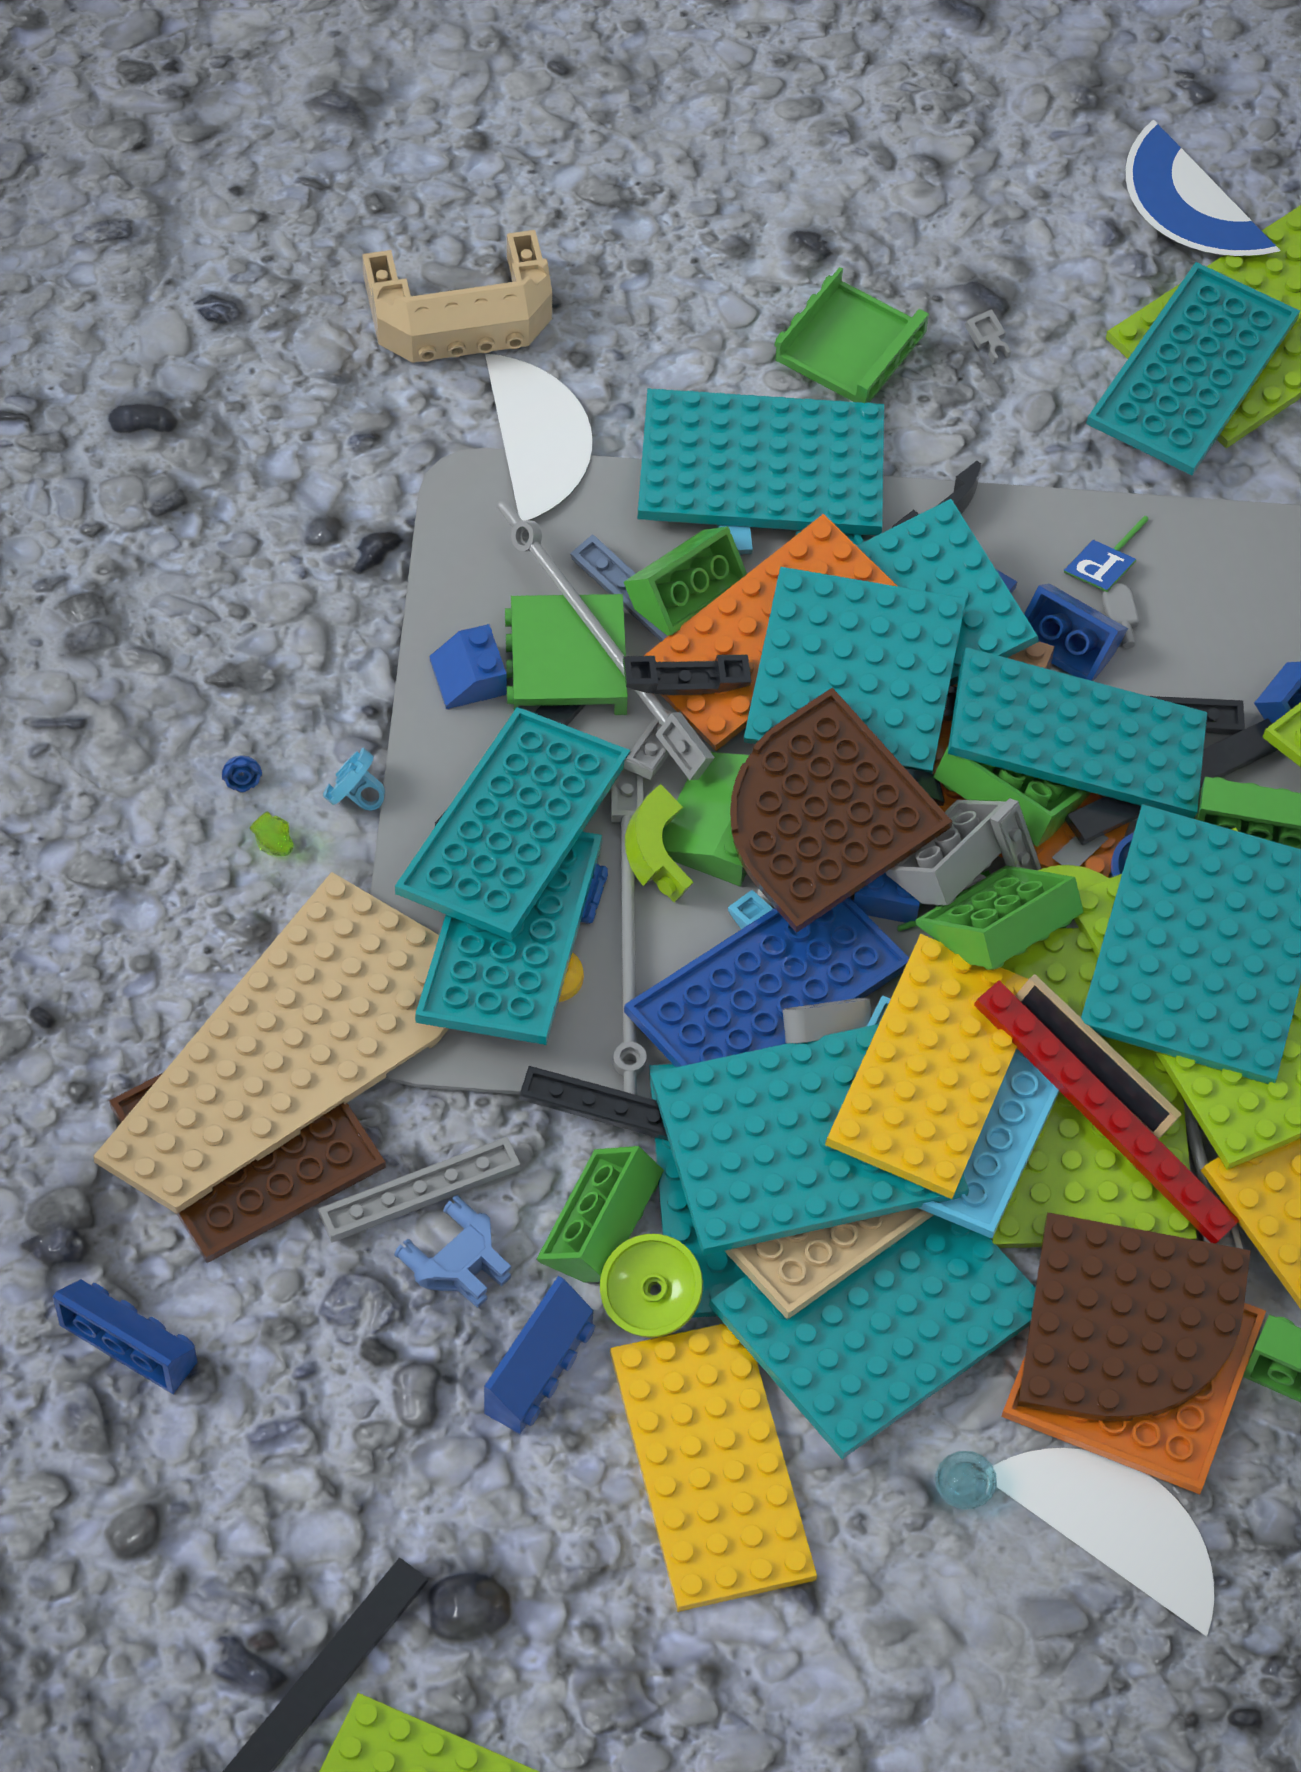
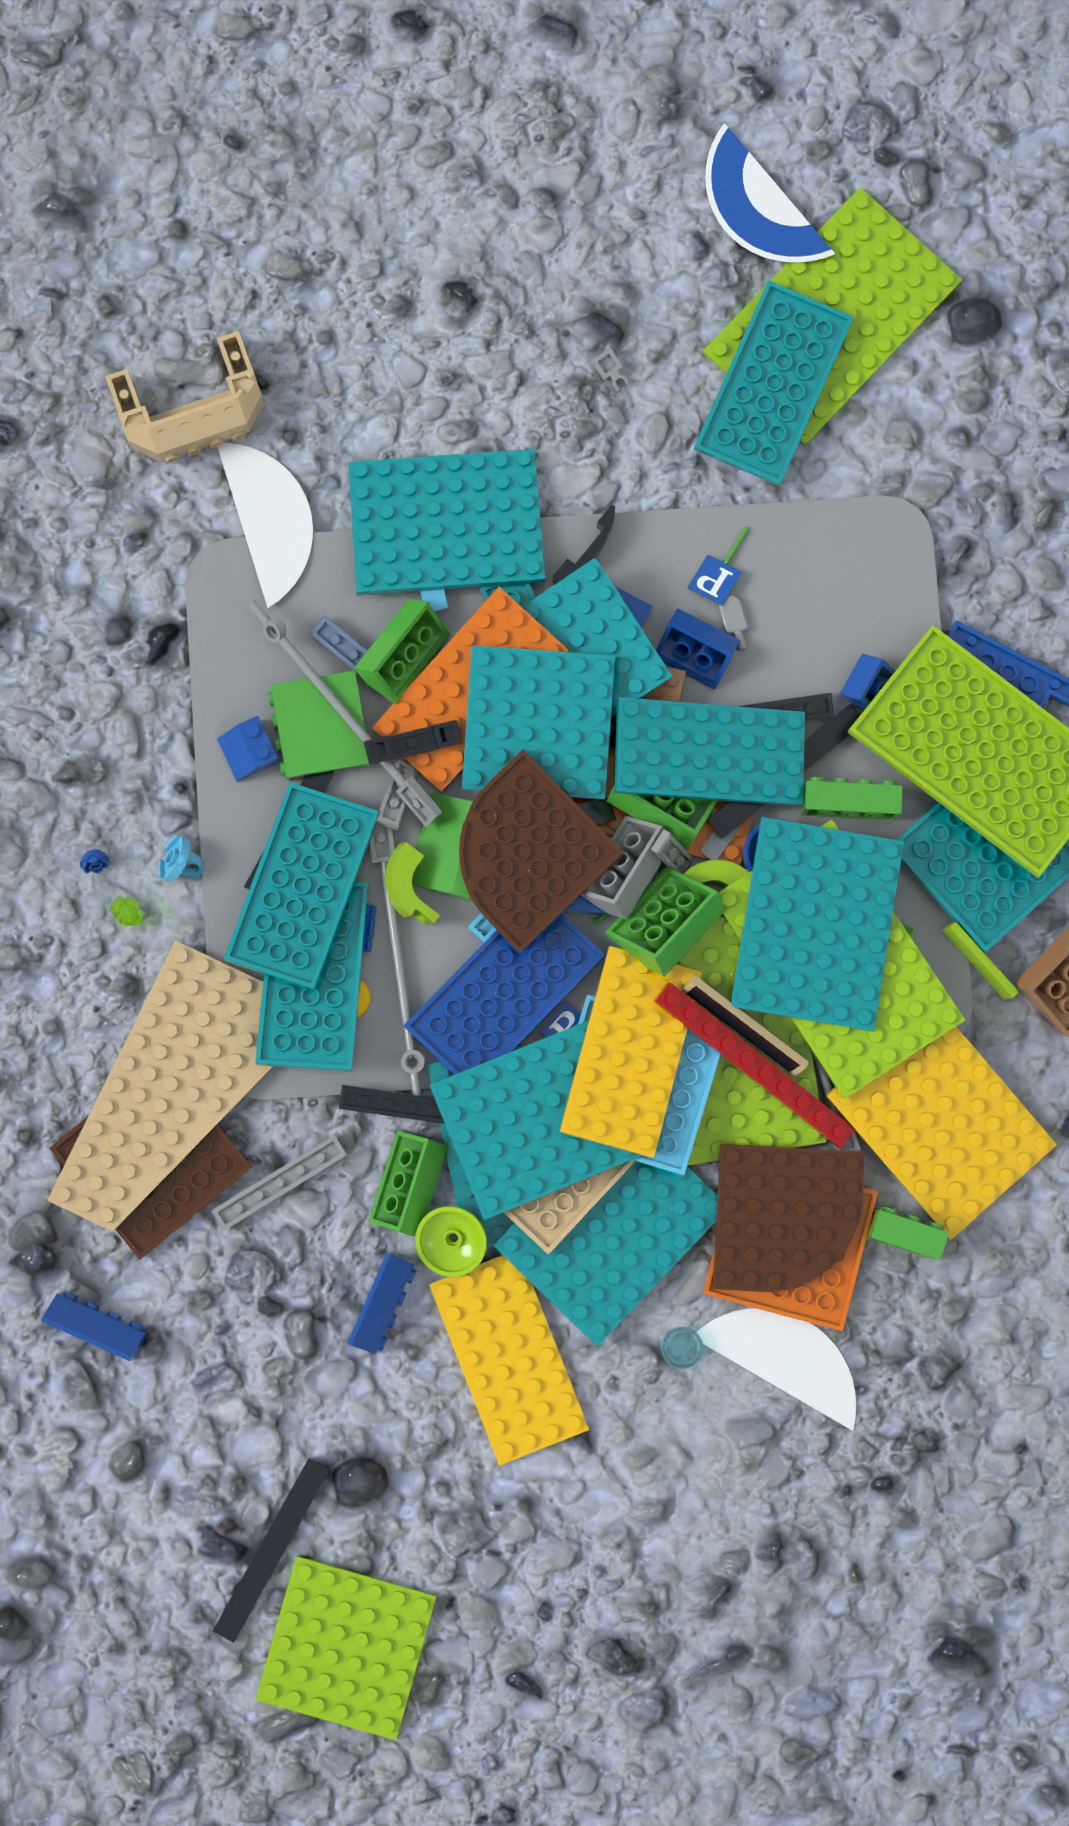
camera: 10 degrees left, 25 degrees up
(461, 1258) = (316, 1232): medium blue connector -> none
(817, 1020) = (549, 1020): light grey beam -> none
(849, 340) = (501, 389): bright green panel -> none

